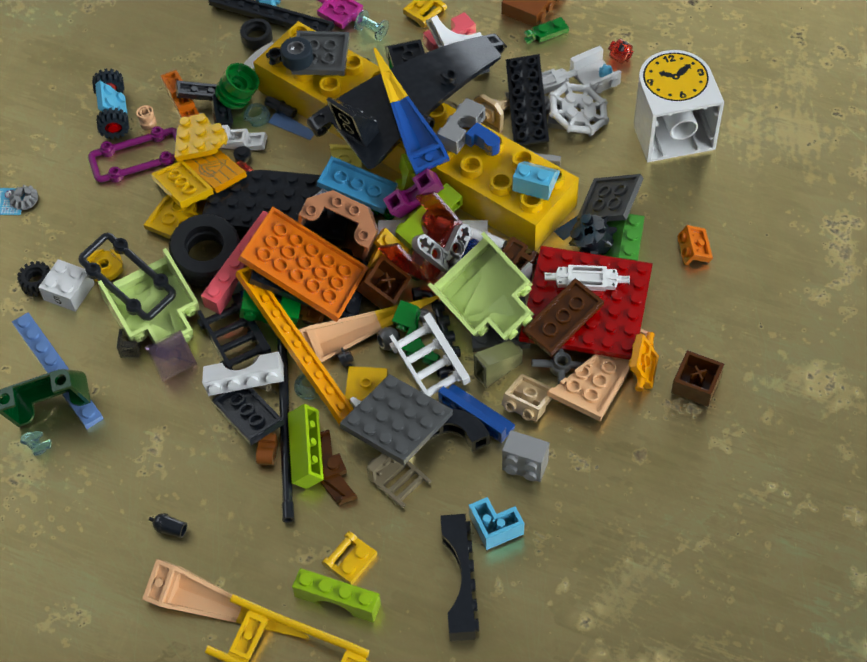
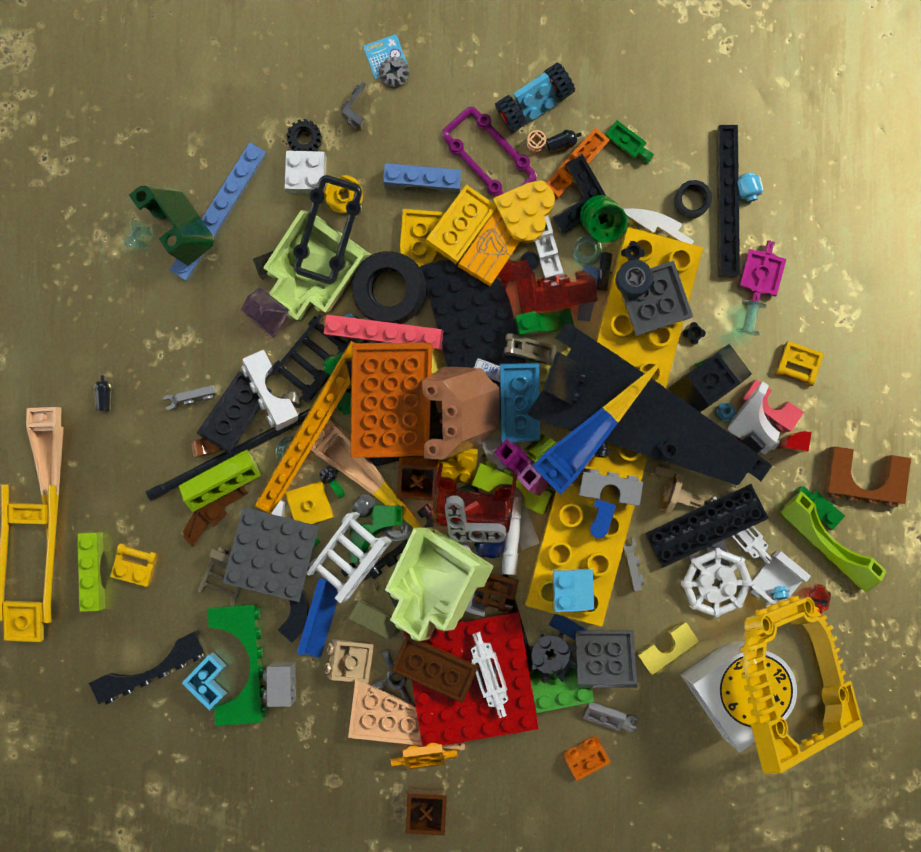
camera: 65 degrees right, 30 degrees up
(40, 236) = (352, 117): none -> flat silver bracket
(114, 216) = (418, 176): none -> medium blue arch
(157, 100) = (563, 140): none -> black piece
(186, 59) = (629, 142): none -> green plate
(212, 446) = (188, 397): none -> light grey plate
(268, 150) = (551, 293): none -> clear red hinge
(297, 155) = (540, 323): none -> green arch
(312, 167) = (530, 349): none -> dark tan plate
(362, 355) = (337, 488): none -> green tile
(454, 475) = (242, 623): none -> green arch
(487, 20) = (795, 442): none -> red brick
(609, 15) = (861, 569): none -> lime arch
(617, 147) = (682, 640): none -> light yellow arch
(663, 218) = (609, 717): none -> light grey plate
(679, 57) = (841, 717): none -> yellow arch

